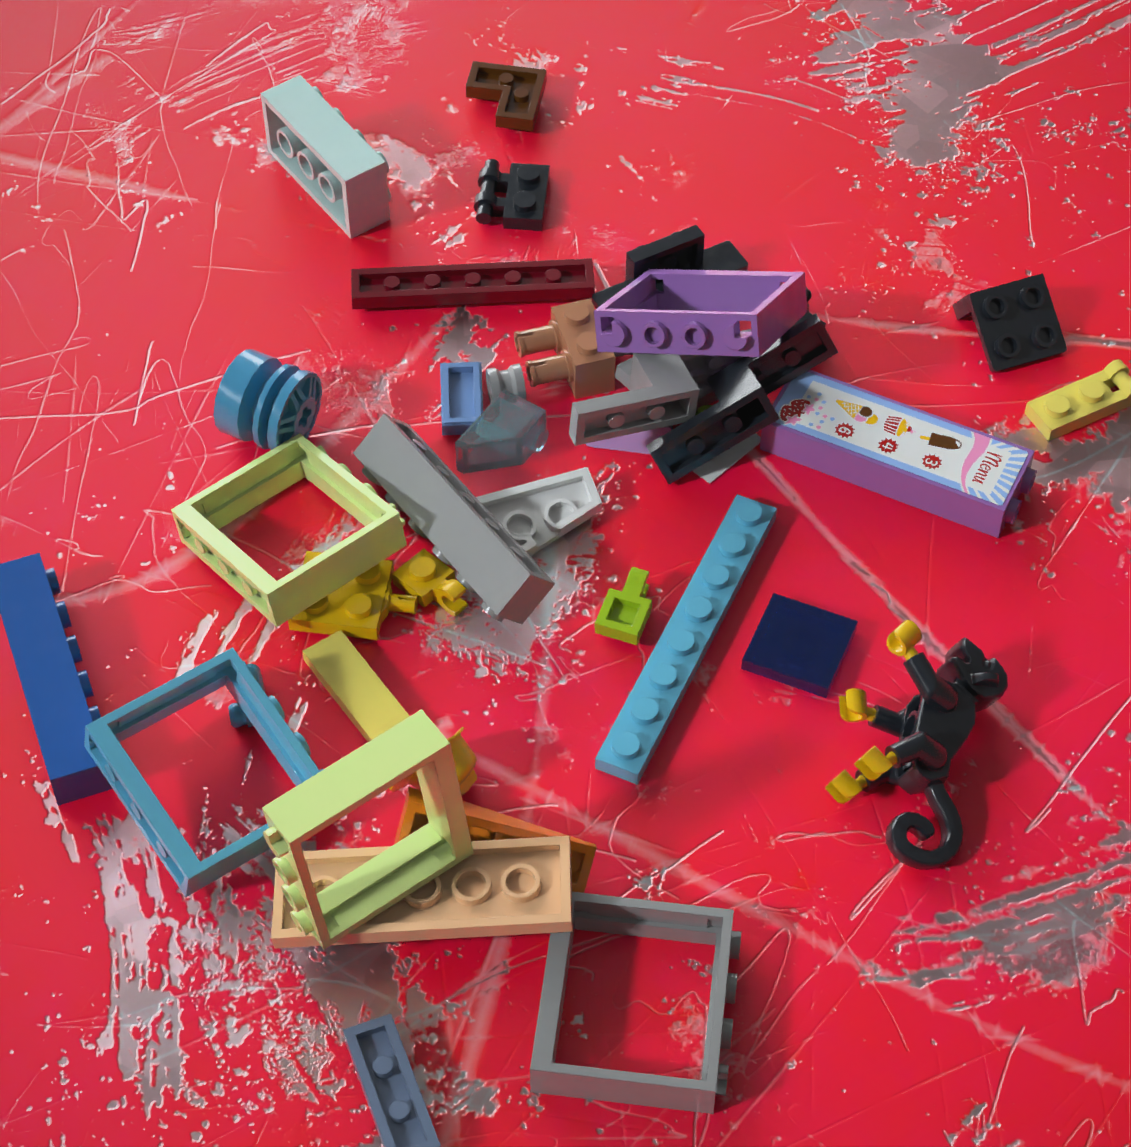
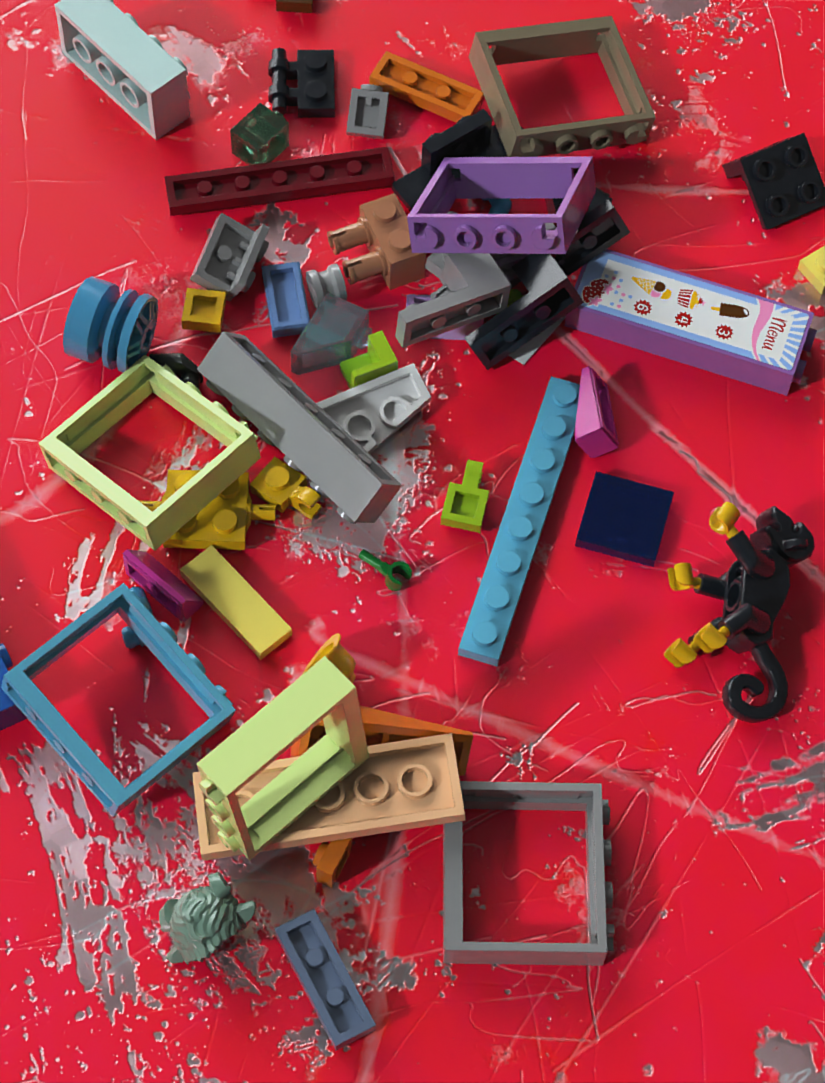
camera: 10 degrees left, 10 degrees up
(264, 1009) = (203, 920): none -> sand green hair
(279, 665) = (161, 584): none -> dark pink slope
(338, 451) = (181, 366): none -> pearl dark grey arm
(371, 399) = (203, 310): none -> yellow plate
(404, 351) = (230, 256): none -> light grey bracket
(420, 964) = (331, 859): none -> orange plate
(458, 238) = (260, 136): none -> clear green brick
(529, 673) = (387, 569): none -> green hand
(550, 463) = (370, 365): none -> lime panel
(576, 225) = (368, 112): none -> light grey bracket
(638, 205) = (426, 87): none -> orange plate
(778, 537) = (594, 418): none -> dark pink slope
(787, 172) = (556, 41): none -> dark tan window

